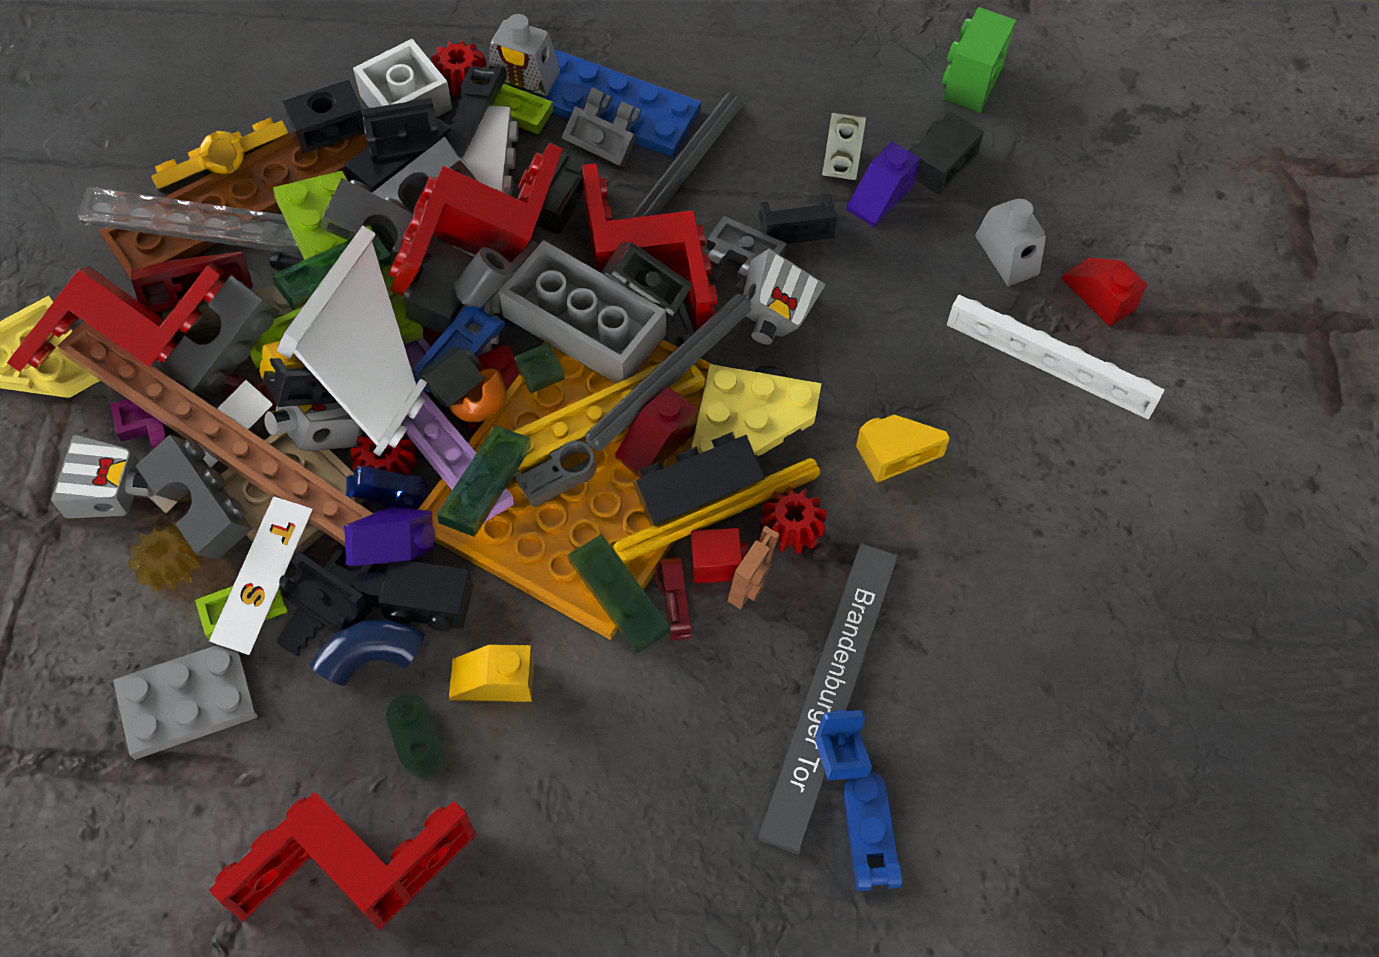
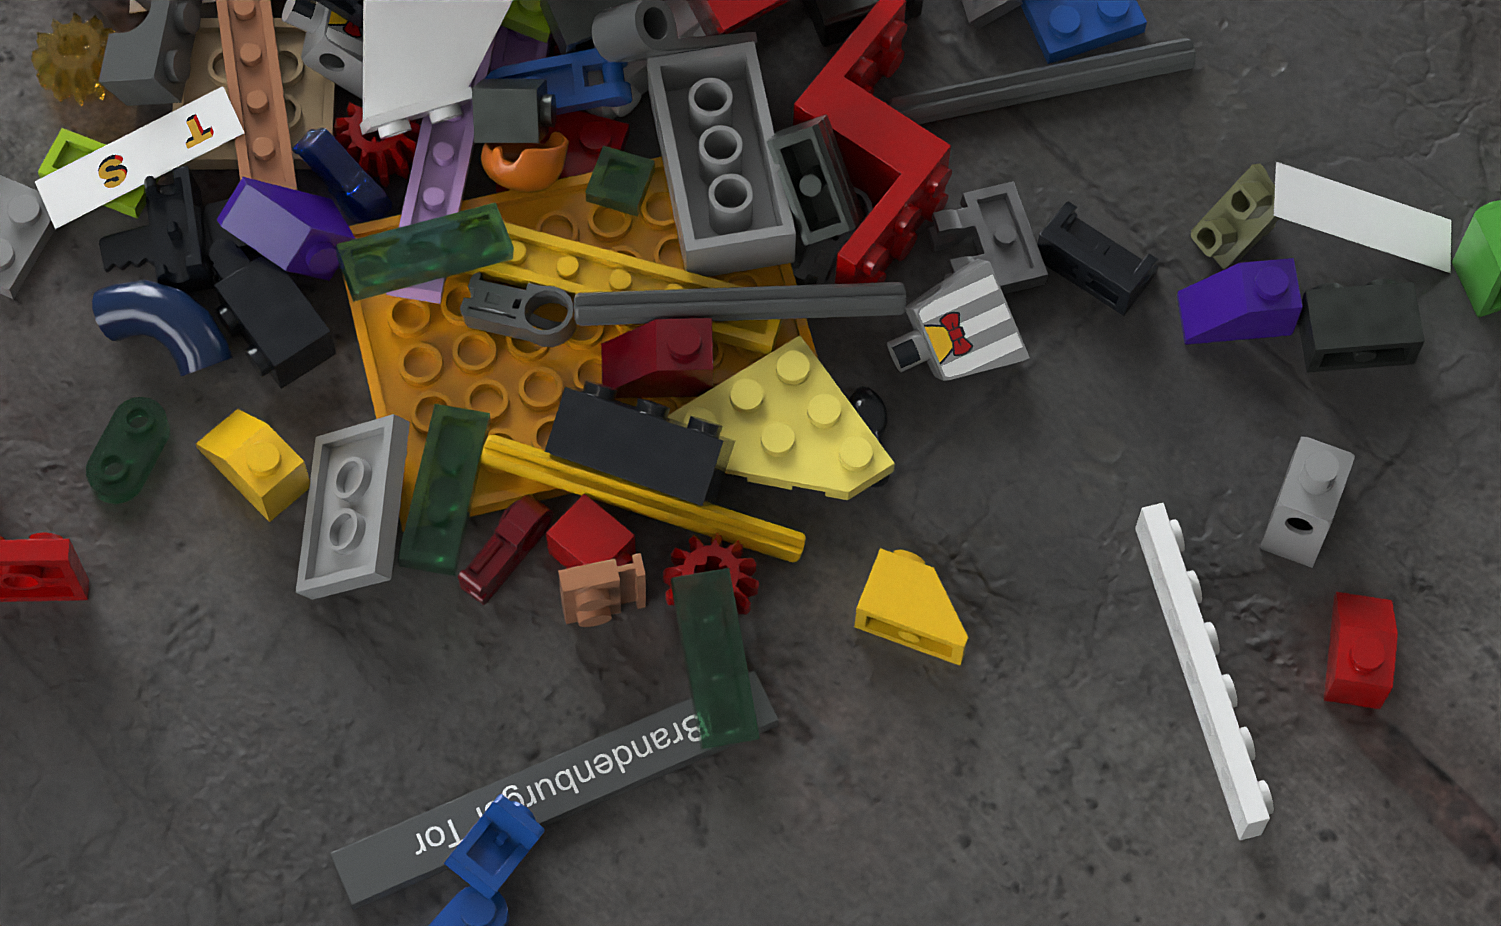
camera: 45 degrees right, 5 degrees up
(578, 647) = (353, 507): none -> light grey plate
(846, 549) = (715, 659): none -> clear green plate
(895, 103) = (1362, 217): none -> white sticker

